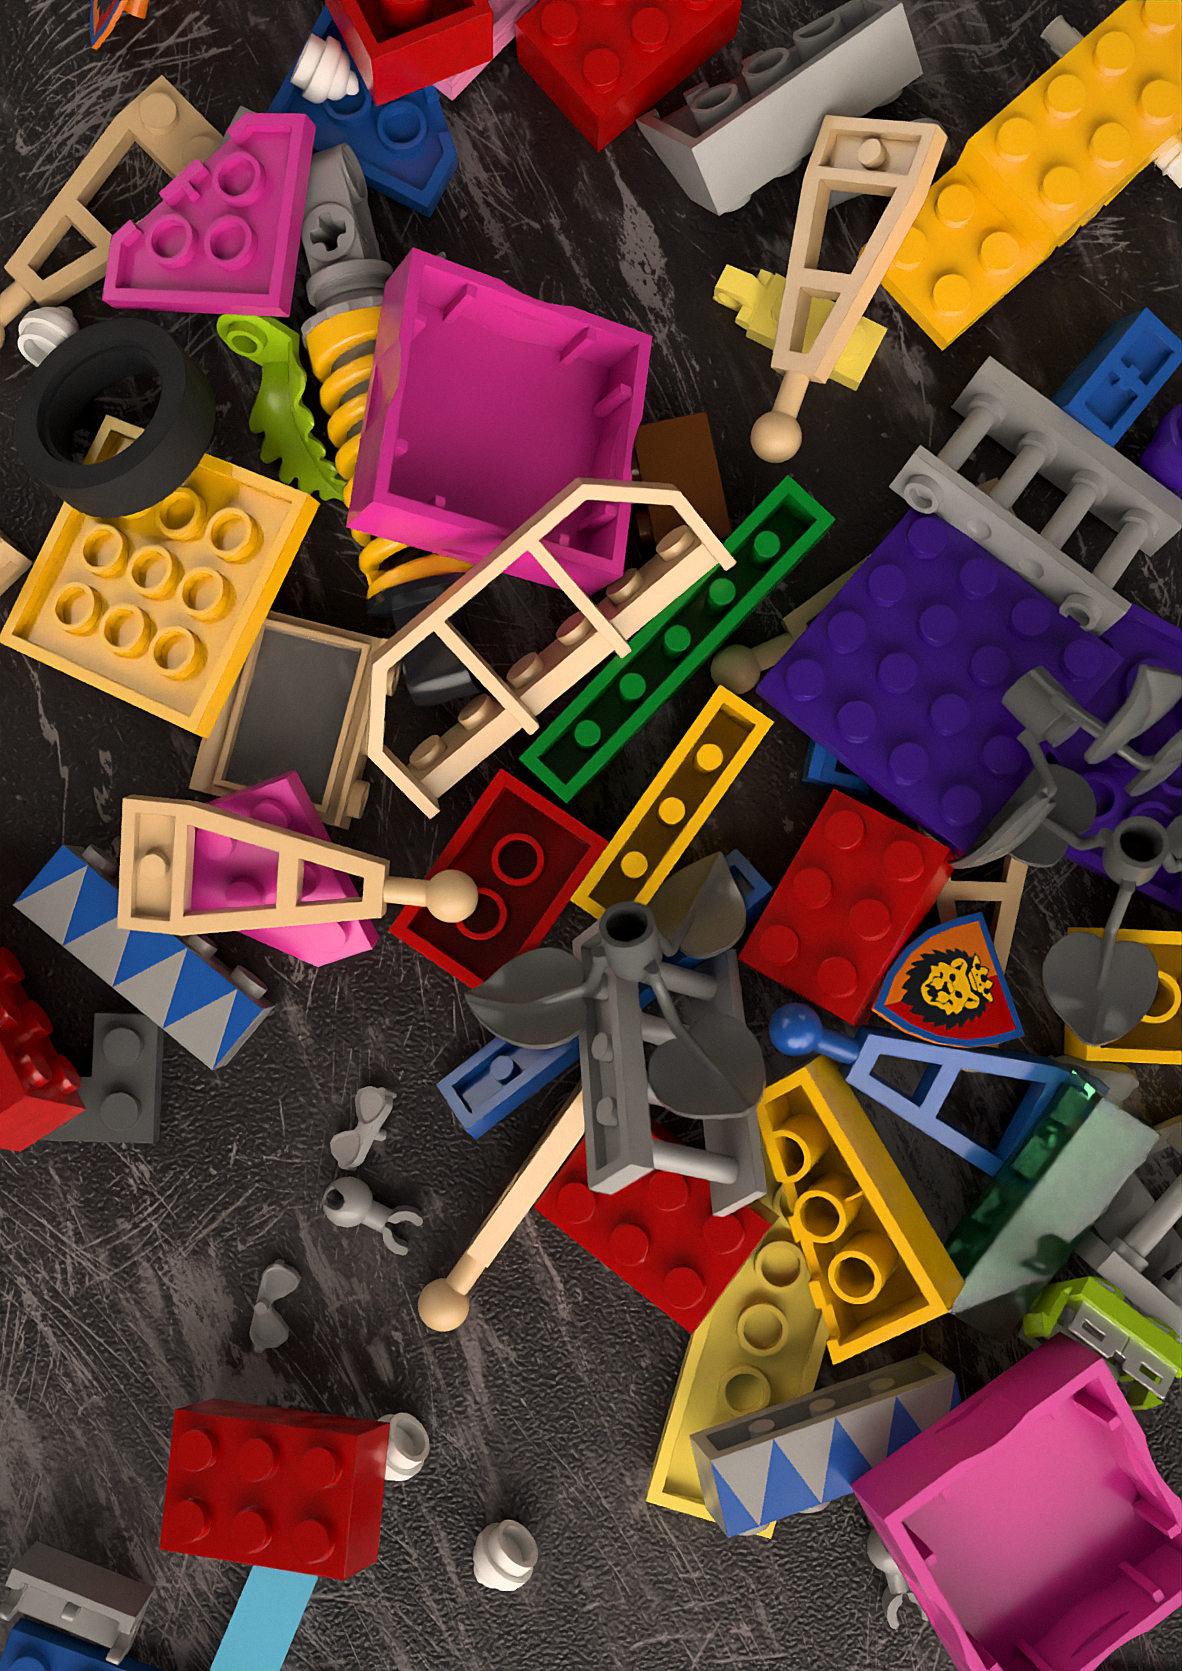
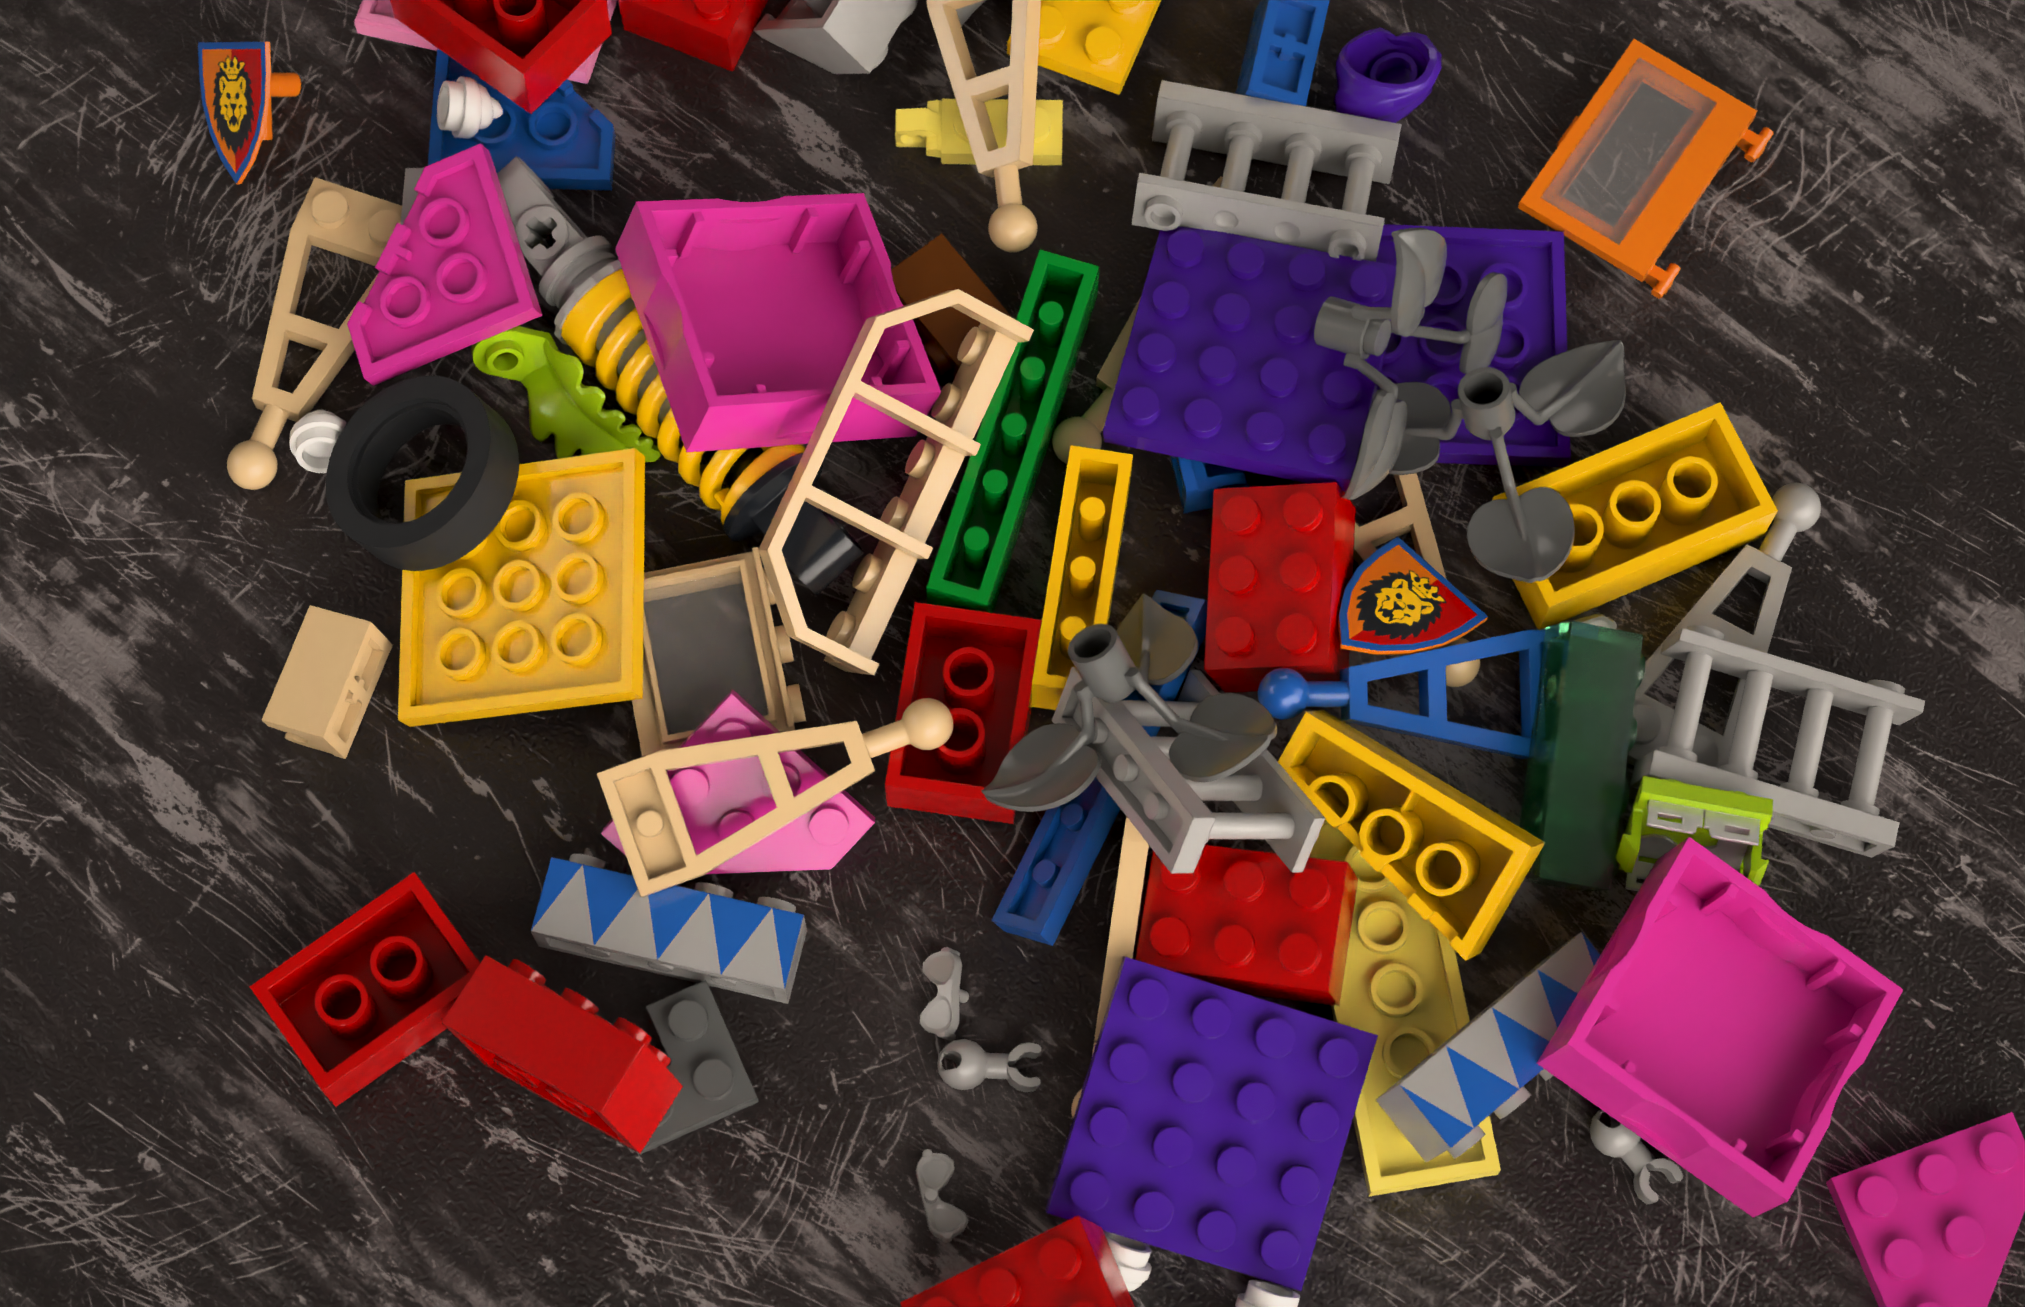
camera: 25 degrees left, 15 degrees down
(534, 1377) = (1211, 1123): none -> dark purple plate

